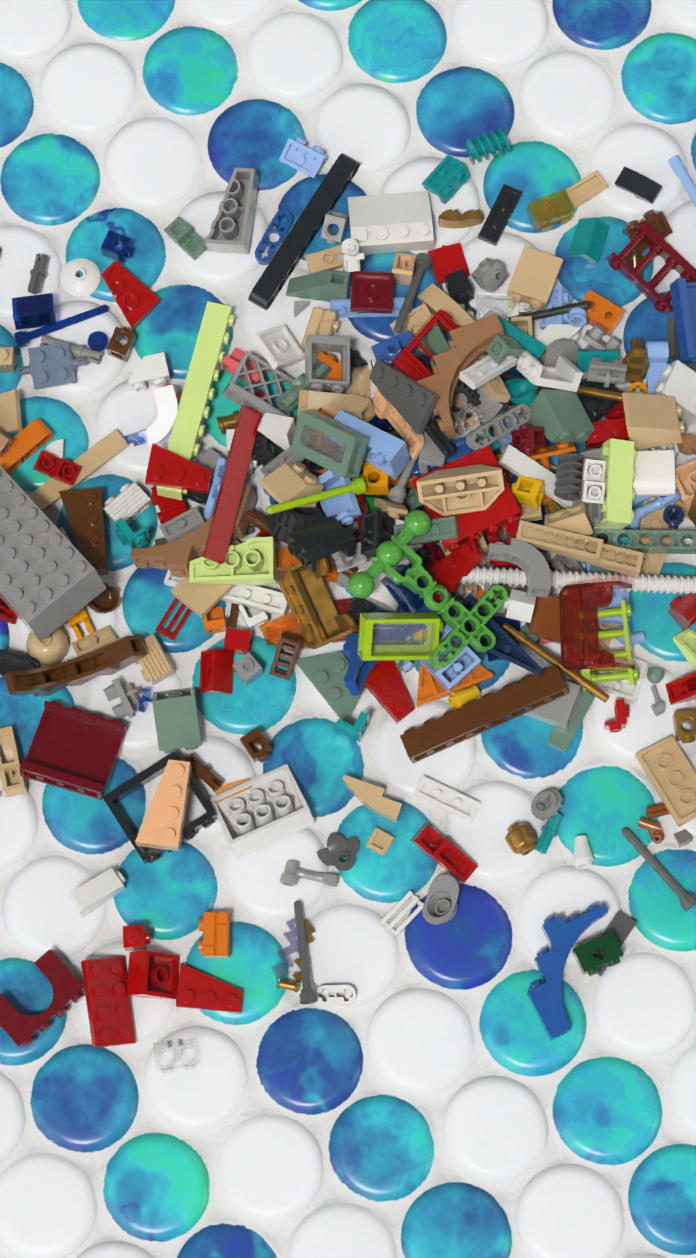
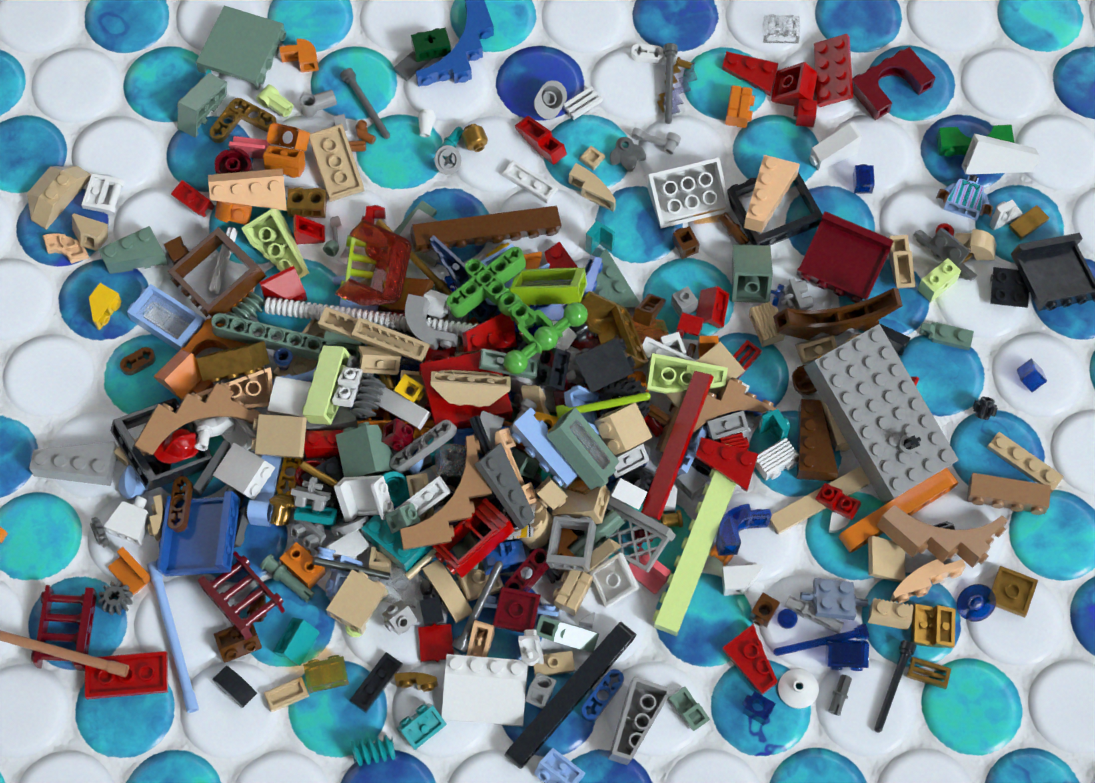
camera: 175 degrees left, 10 degrees down
(60, 861) = (863, 179): none -> clear blue brick
(292, 362) = (603, 552): none -> tan slope
(370, 329) = (538, 570): none -> dark red beam
(630, 307) = (280, 573): none -> sand green pin

